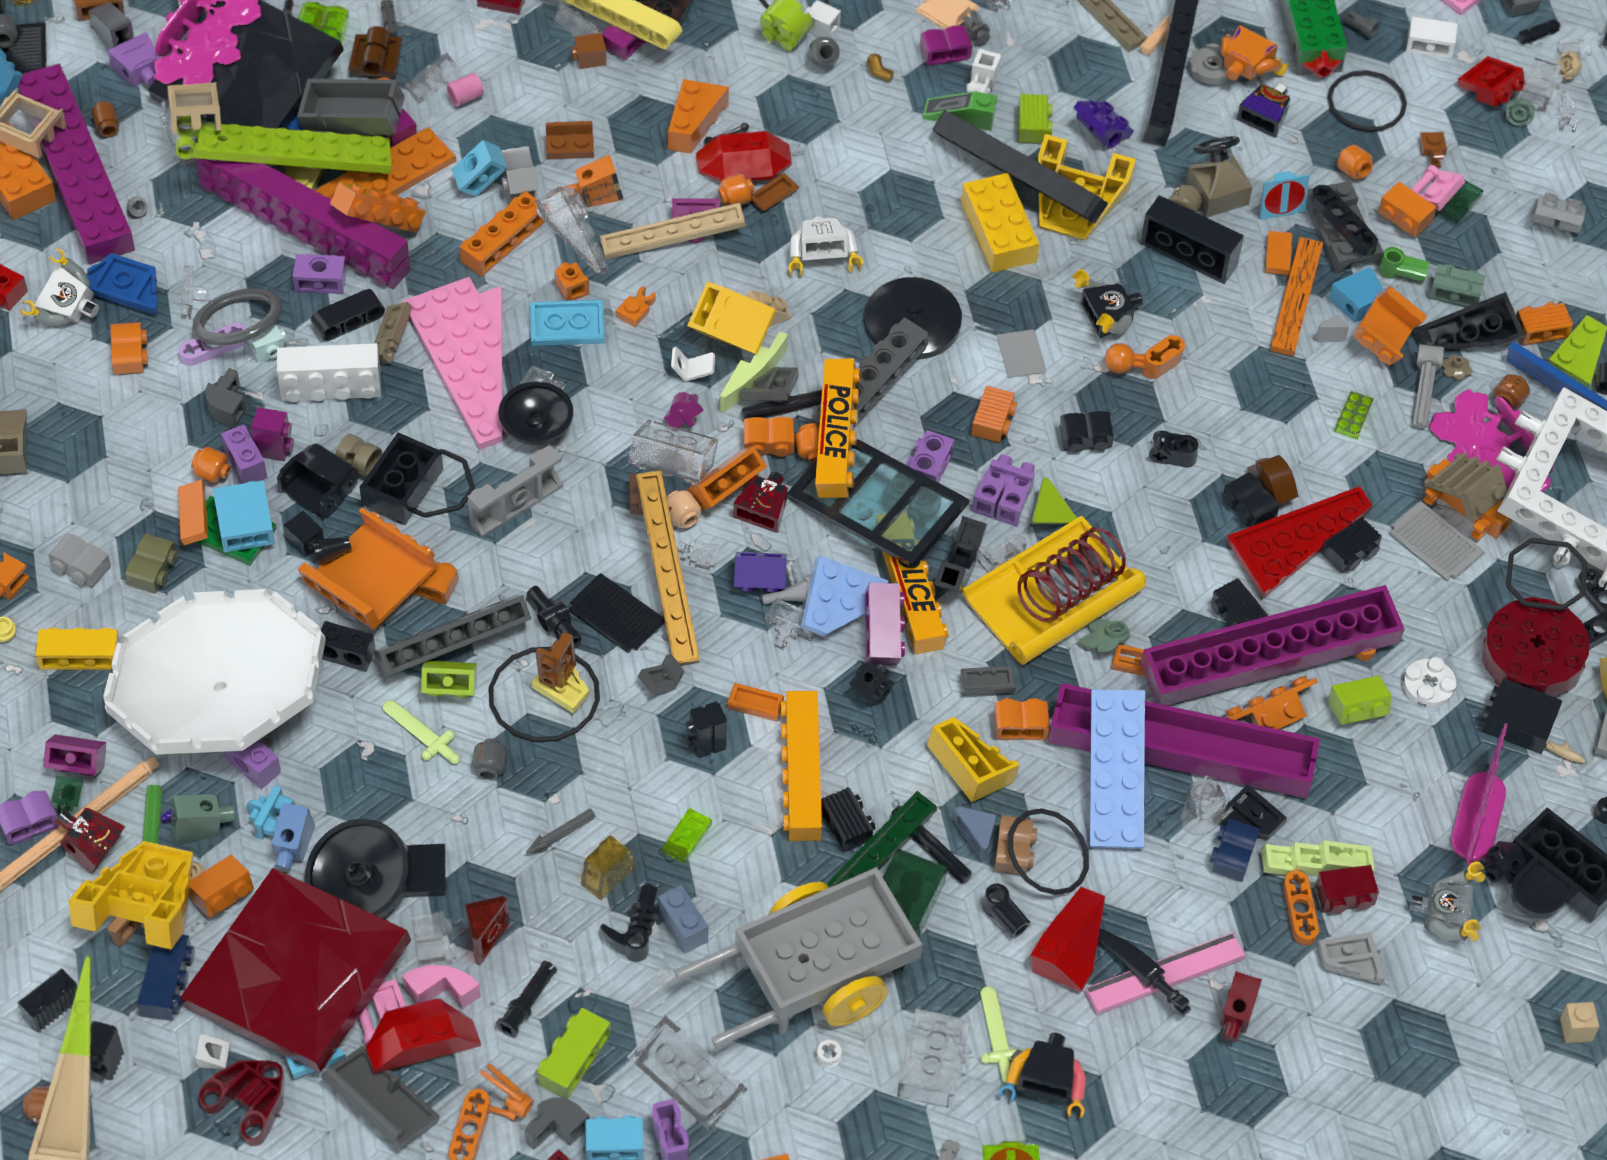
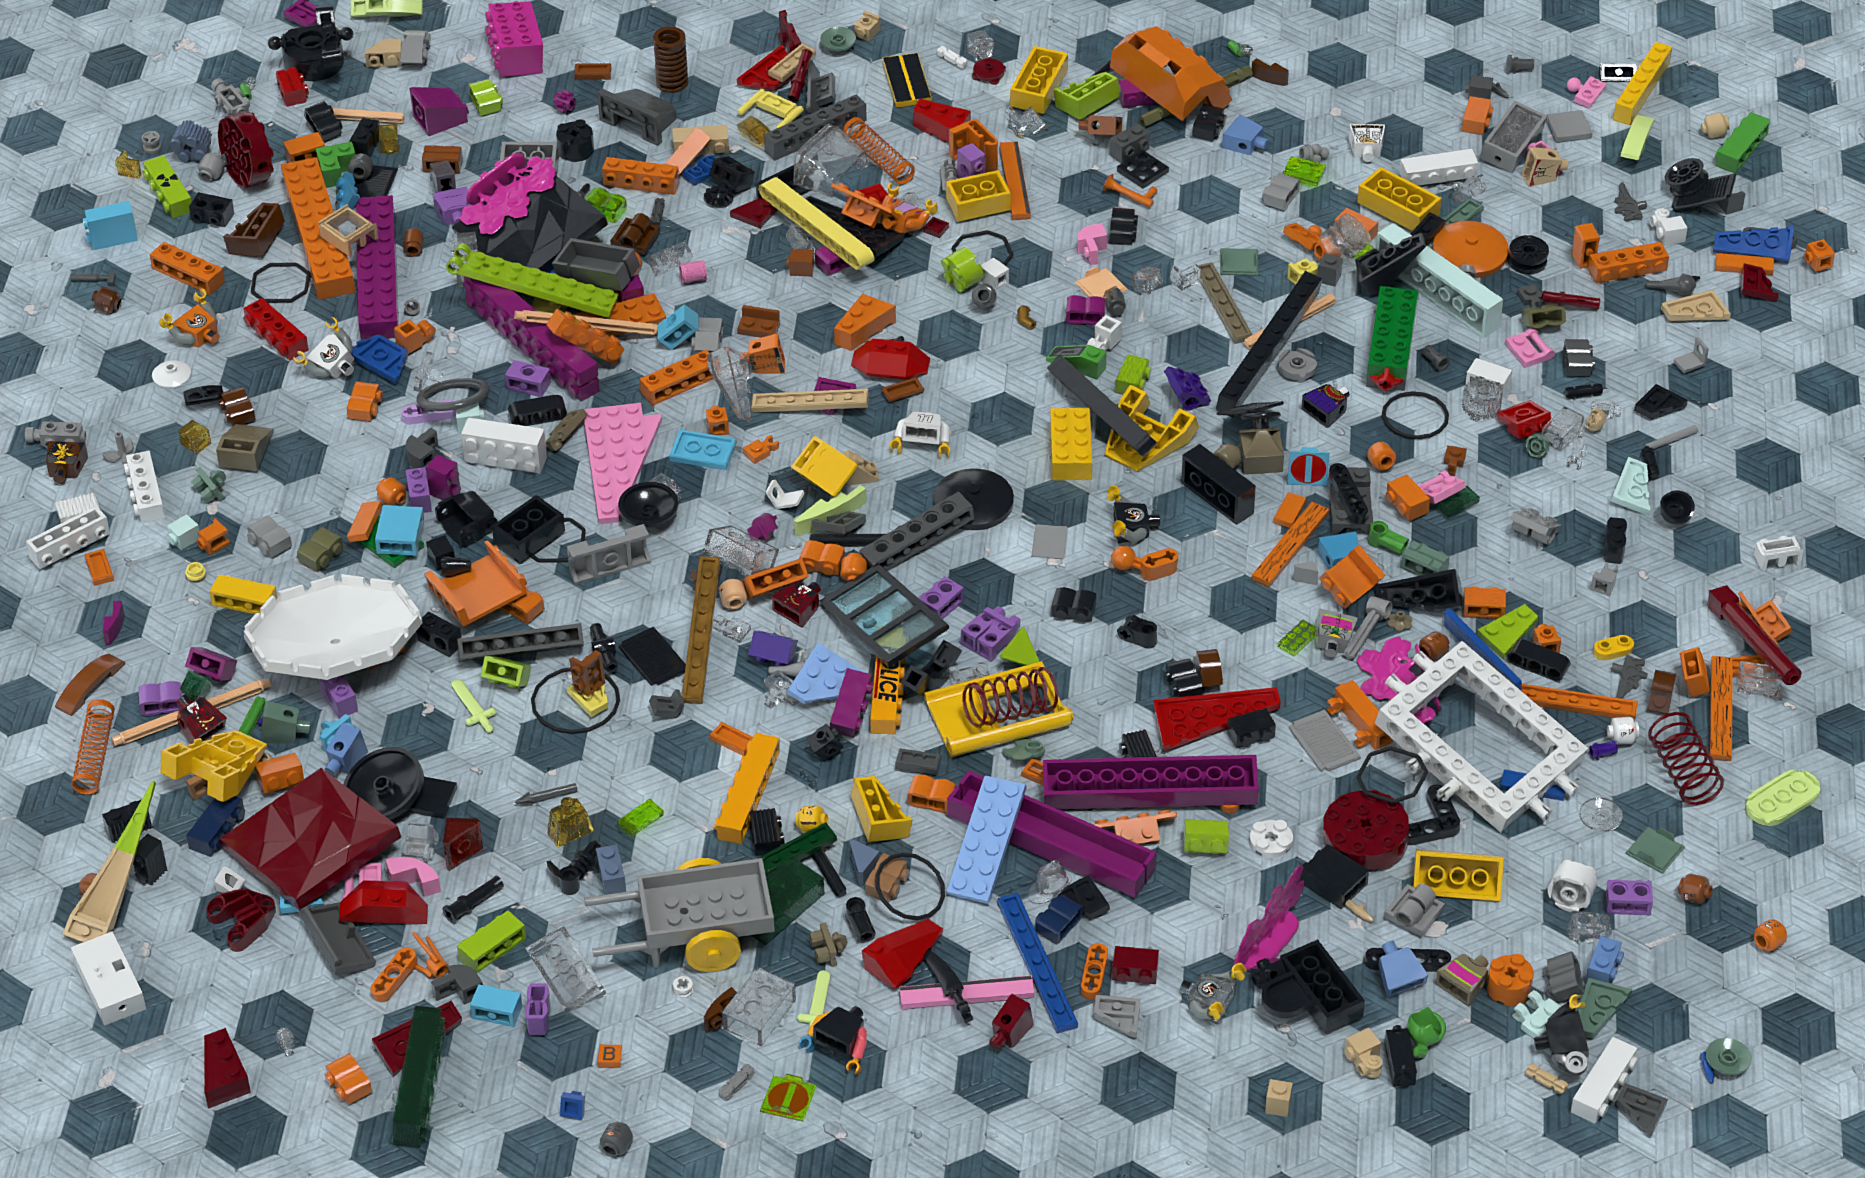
camera: 20 degrees right, 10 degrees down
(154, 247) = (413, 336): none -> orange brick
(193, 101) = (473, 233): tan window -> none
(359, 454) = (501, 503): dark tan wheel -> none
(383, 184) = (603, 324): none -> light nougat piece
(489, 759) = (513, 733): dark grey head -> none
(707, 730) = (683, 746): black brick -> none
(735, 190) = (871, 380): orange head -> none
(836, 428) = (871, 558): light orange brick -> none
(888, 1075) = (713, 1015): none -> reddish brown slope
(895, 789) = (810, 818): none -> yellow head
(984, 951) = (830, 944): none -> dark tan hips
(993, 414) = (1005, 577): orange brick -> none
(1191, 134) = (1250, 408): none -> black window
(1231, 913) = (1037, 963): none -> blue tile
(1250, 55) = (1327, 361): orange torso -> none
(1315, 858) = (1115, 936): yellowish green slope -> none
(1394, 399) = (1333, 631): none -> light grey torso
(1437, 66) = (1482, 398): none -> clear brick
(1472, 482) = (1362, 700): dark tan plate -> none

